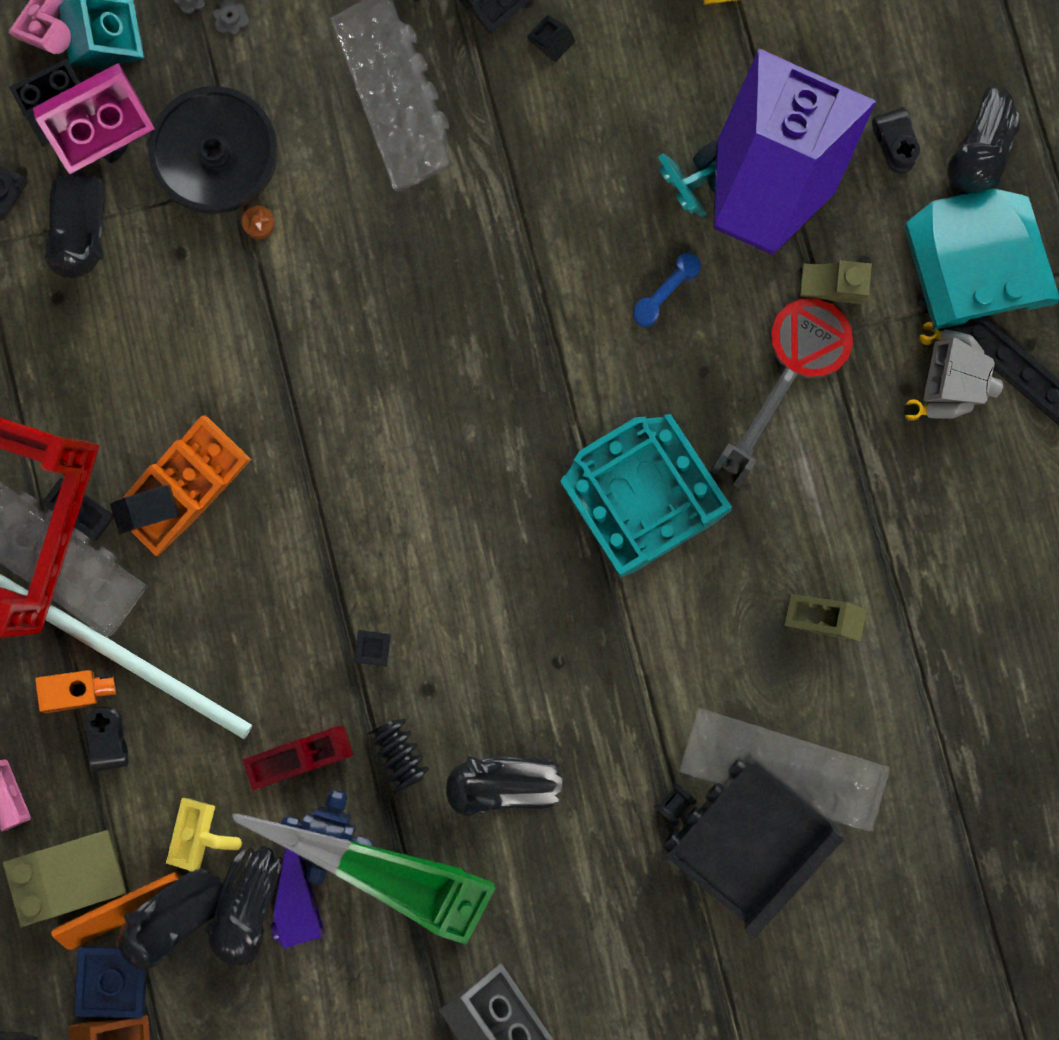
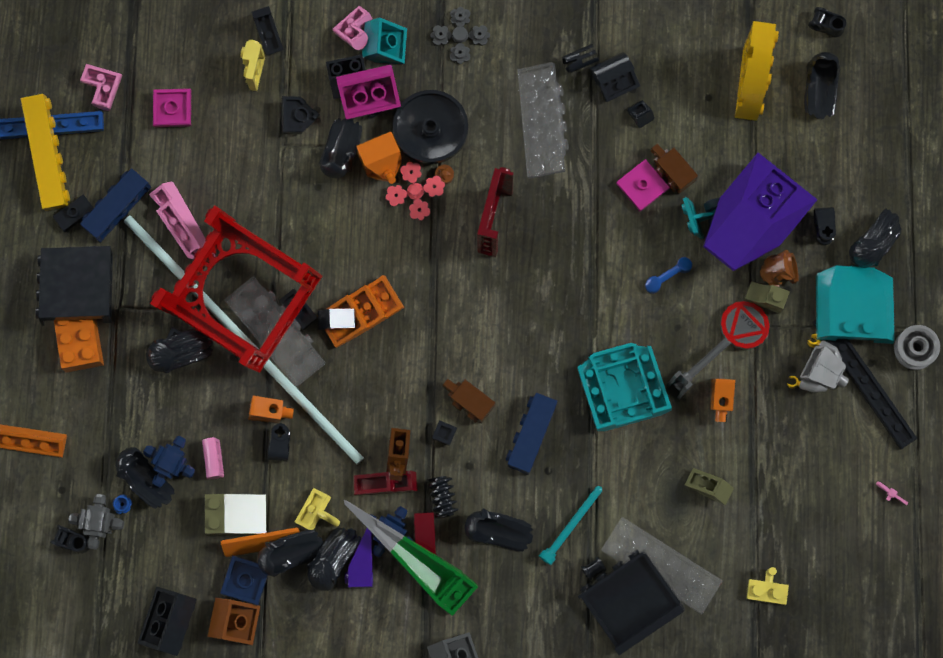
camera: 15 degrees right, 5 degrees down
(144, 222) = (380, 157): none -> orange piece
(217, 262) = (415, 191): none -> coral plant
(304, 706) = (398, 453): none -> reddish brown hinge
(350, 213) = (500, 184): none -> dark red panel
(385, 822) = (425, 531): none -> dark red slope
(399, 581) = (470, 399): none -> reddish brown hinge
(515, 609) = (532, 433): none -> dark blue brick
(585, 154) = (642, 185): none -> dark pink plate
(596, 800) = (549, 554): none -> teal piece
(628, 113) = (673, 168): none -> reddish brown hinge
(806, 453) = (719, 389): none -> orange torso
(842, 229) = (780, 267): none -> dark orange helmet
(964, 761) = (767, 590): none -> light yellow plate

